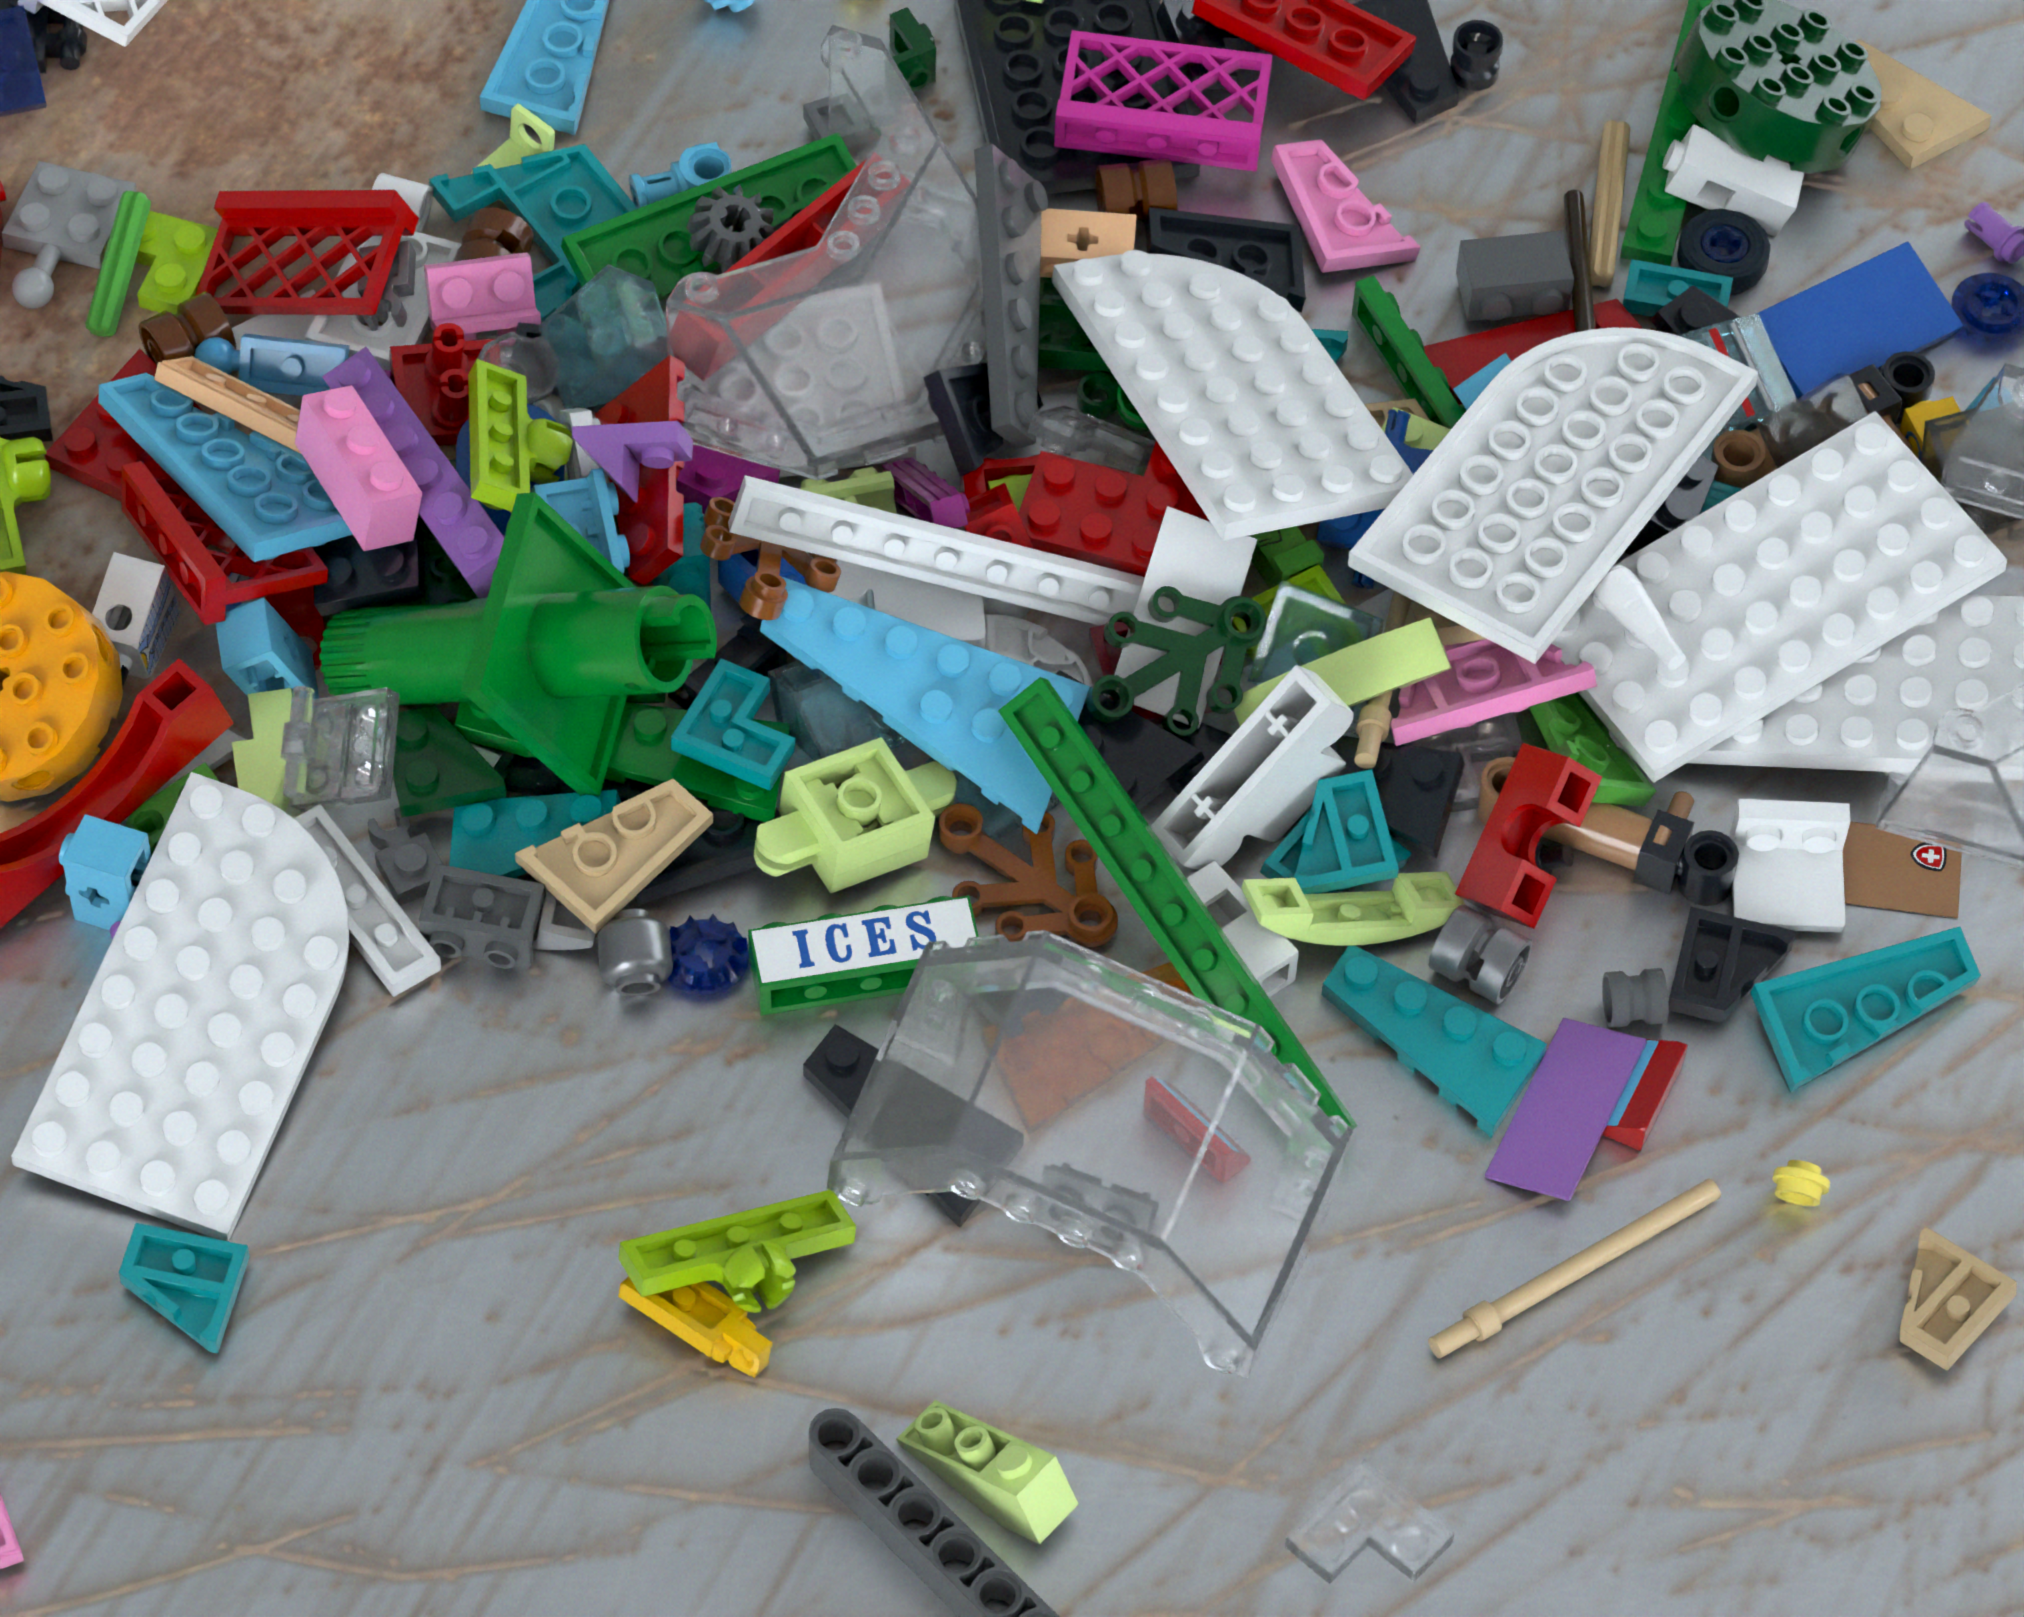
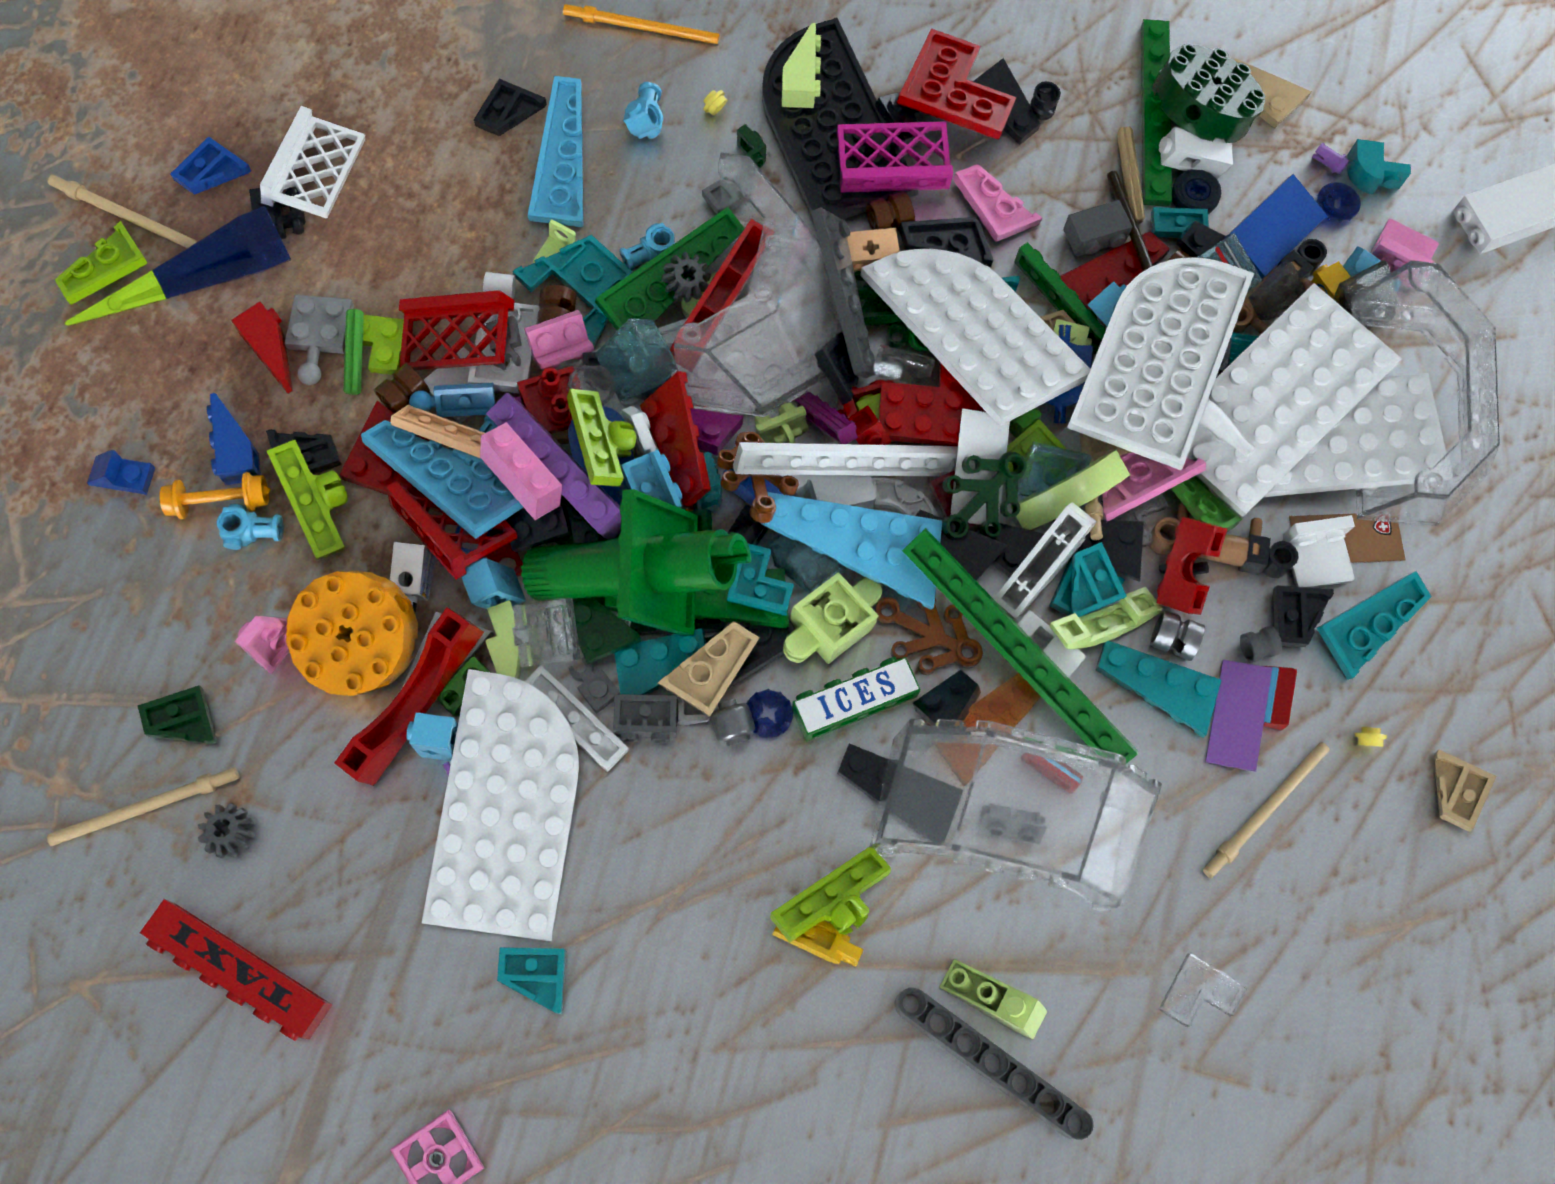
camera: 15 degrees left, 15 degrees up
(624, 446) = (664, 436): medium lavender slope -> none

